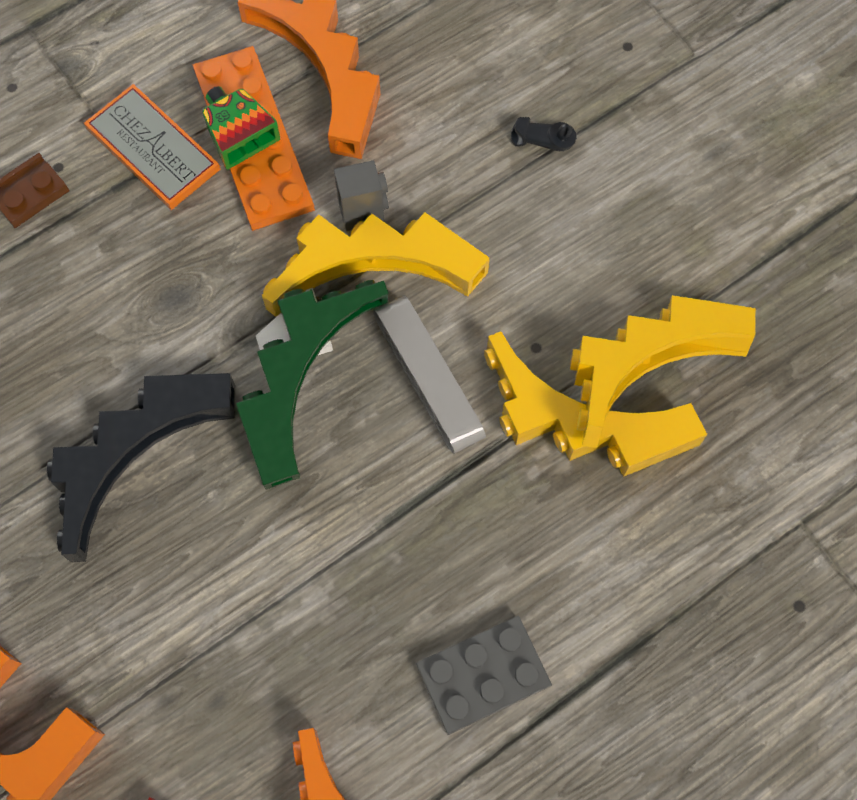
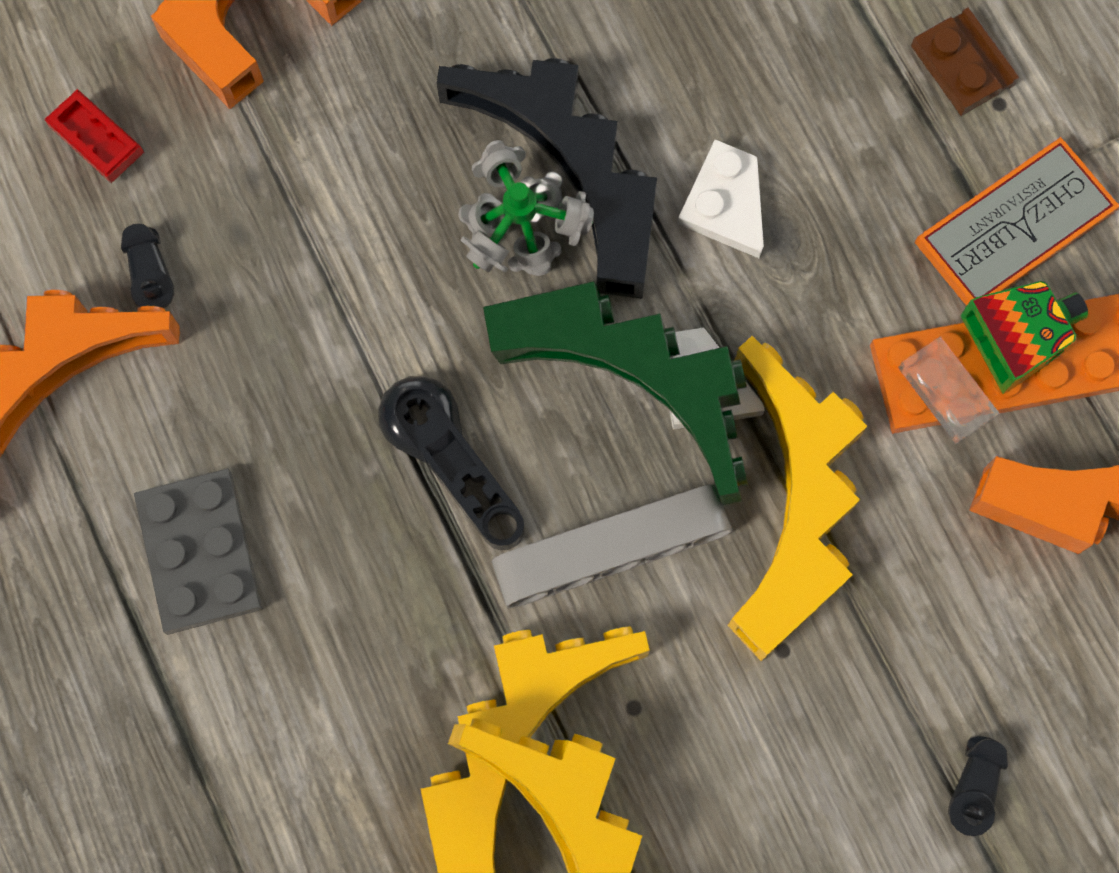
camera: 100 degrees right, 5 degrees up
(151, 335) = (727, 200): none -> white wing
(178, 465) = (521, 205): none -> light grey plant
(262, 767) = (148, 273): none -> black piece
(285, 167) = (948, 390): none -> clear plate
(360, 193) = (890, 487): dark grey piece -> none
(375, 502) = (445, 451): none -> black beam

